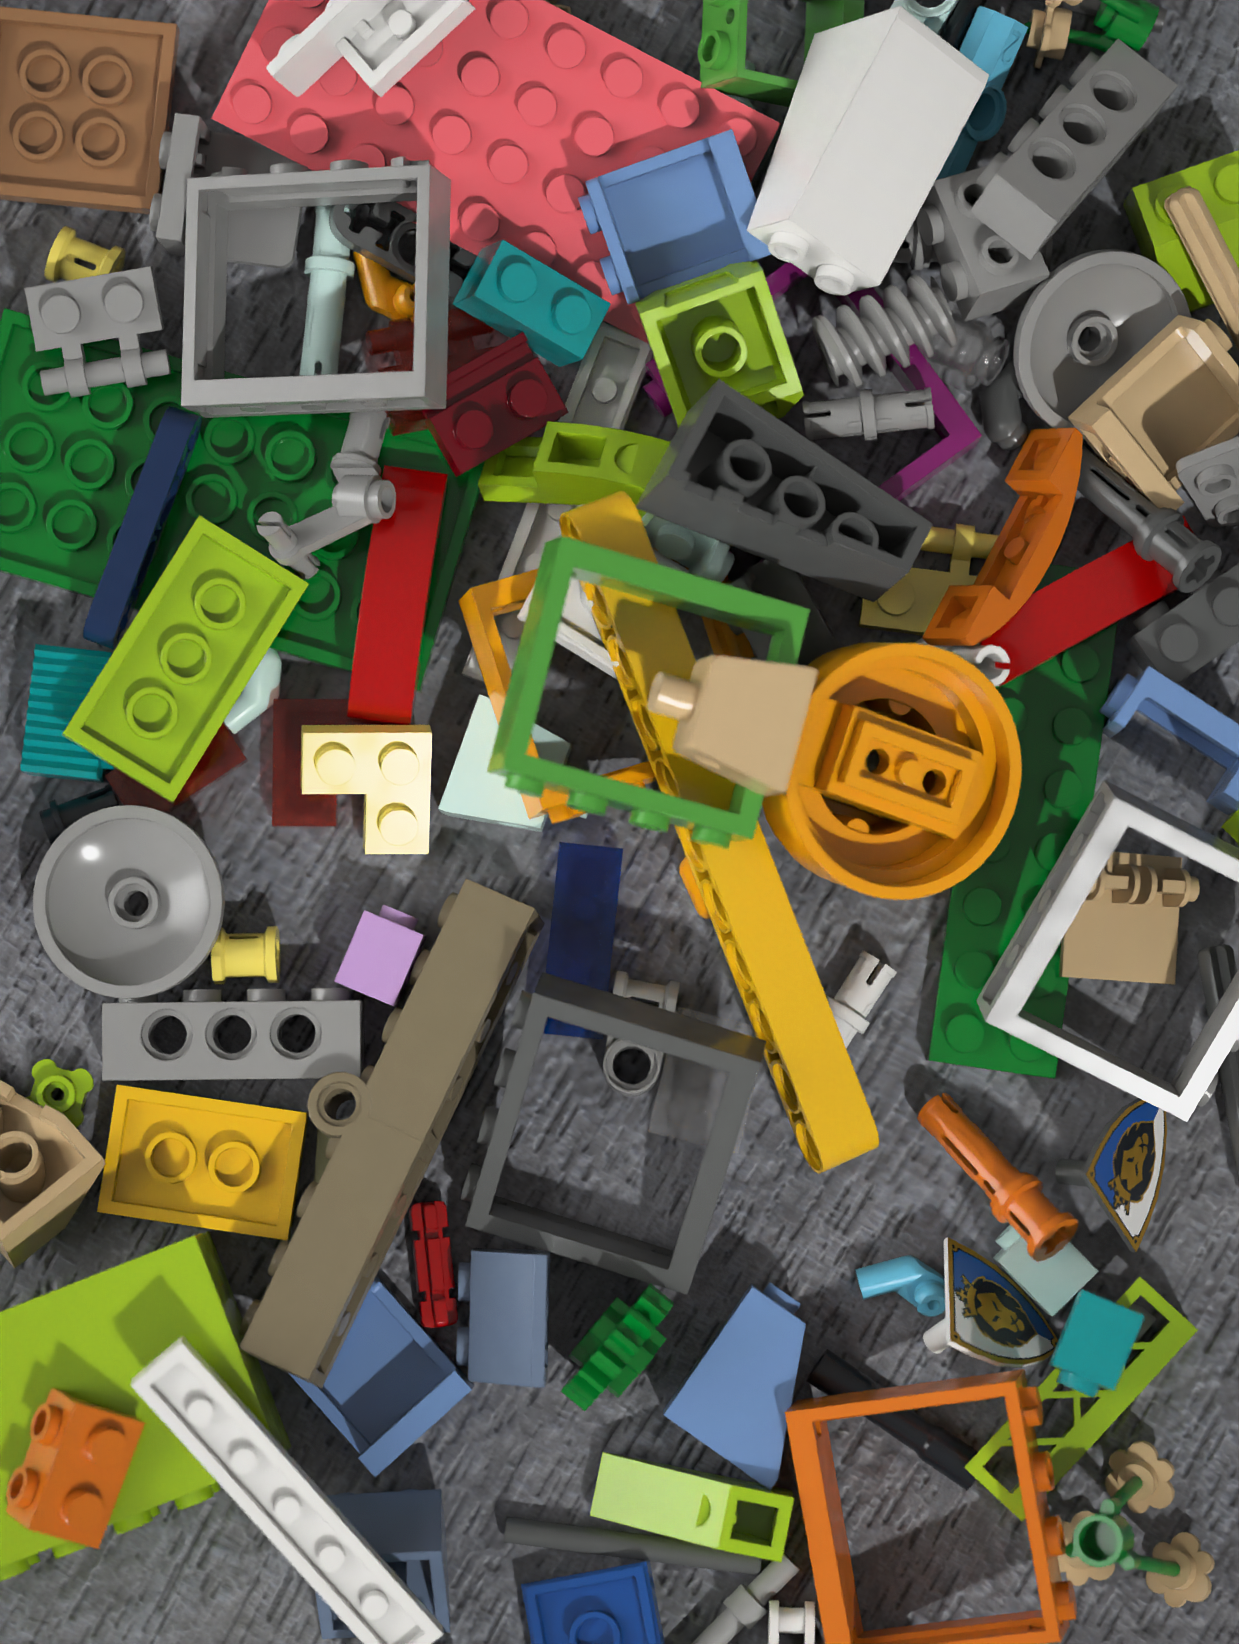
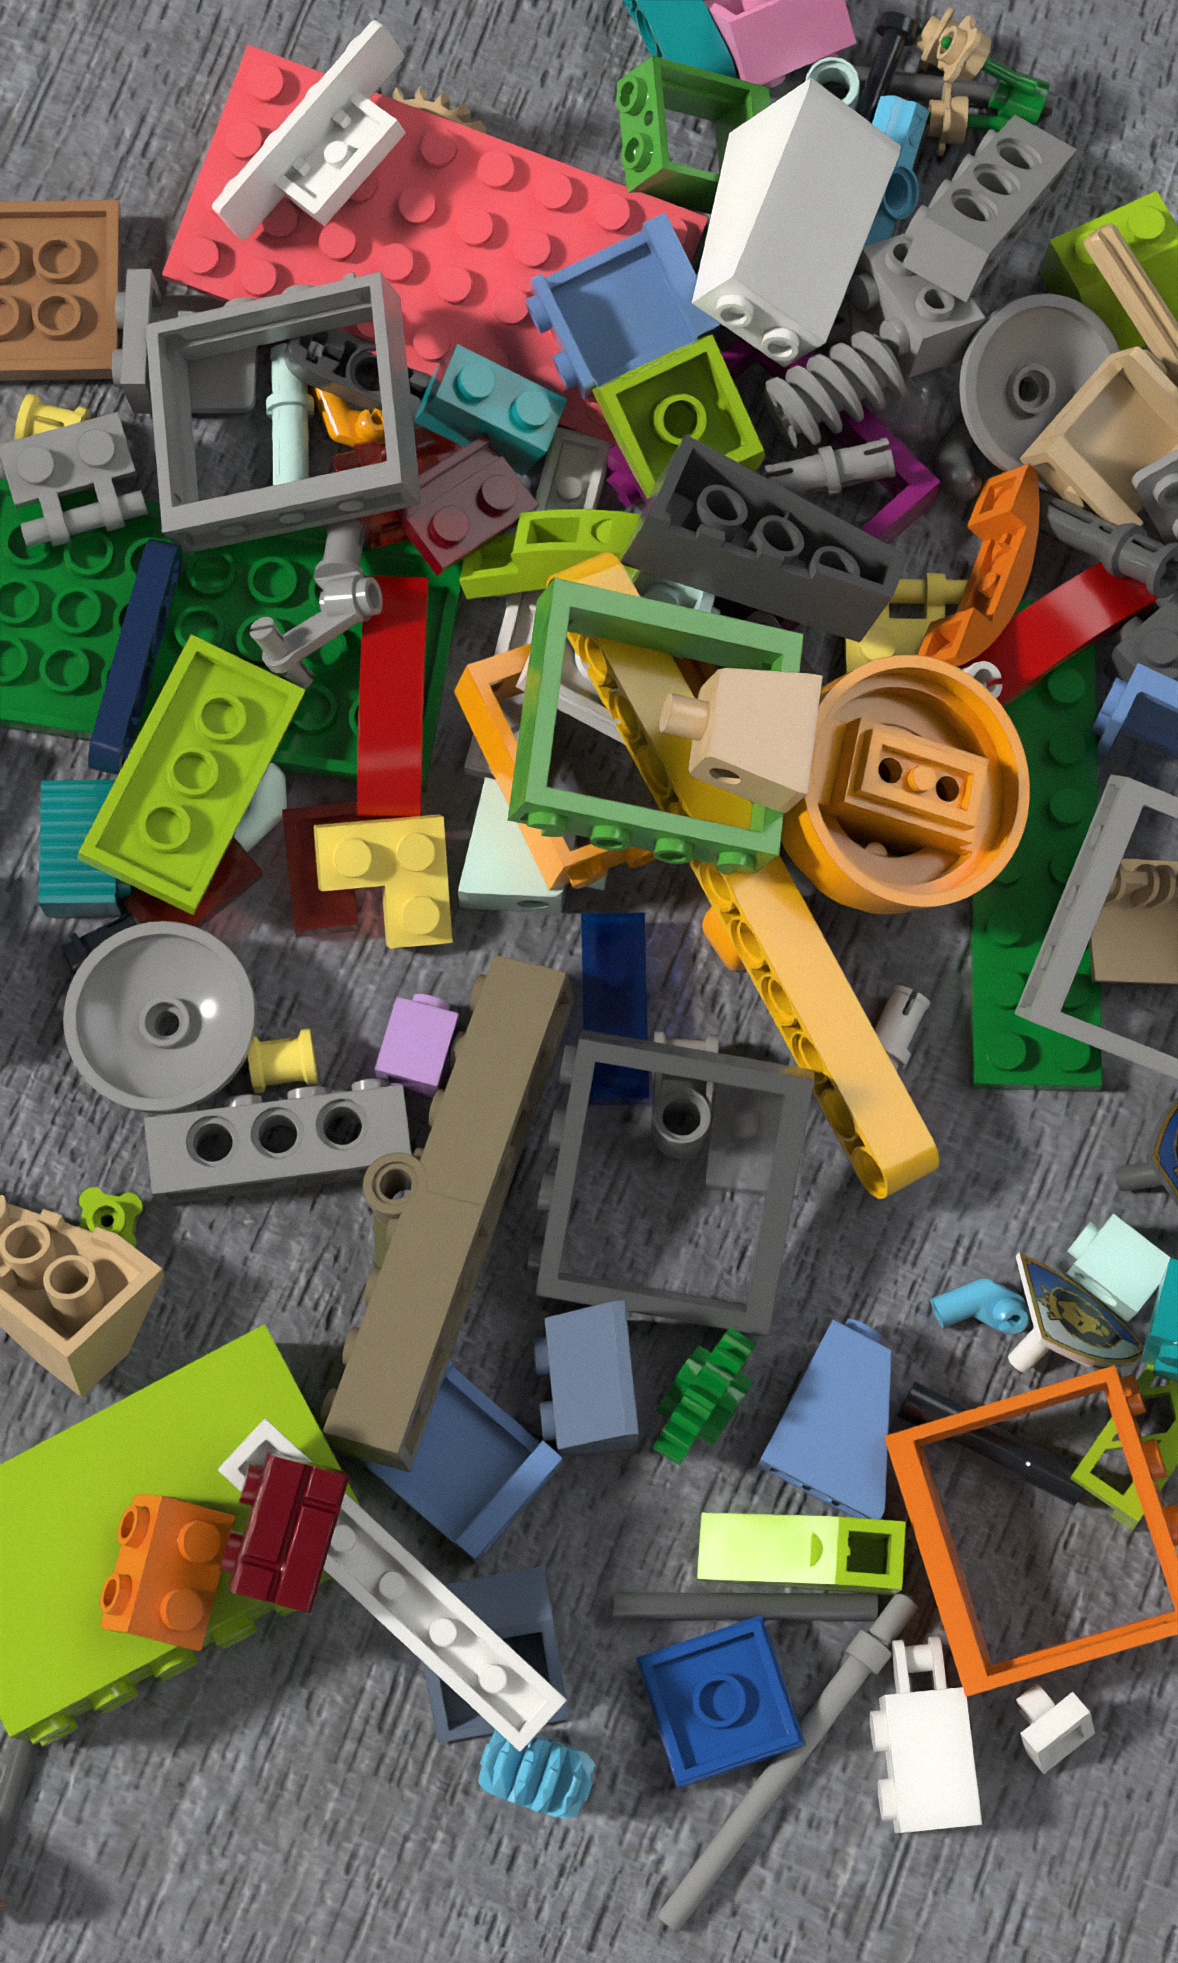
camera: 15 degrees left, 10 degrees down
(189, 1454) = (285, 1531): none -> dark red brick
(203, 1162) = (260, 1266): yellow plate -> none
(433, 1264) = (506, 1345): red axle -> none
(1013, 1194) = (1081, 1194): orange pin -> none

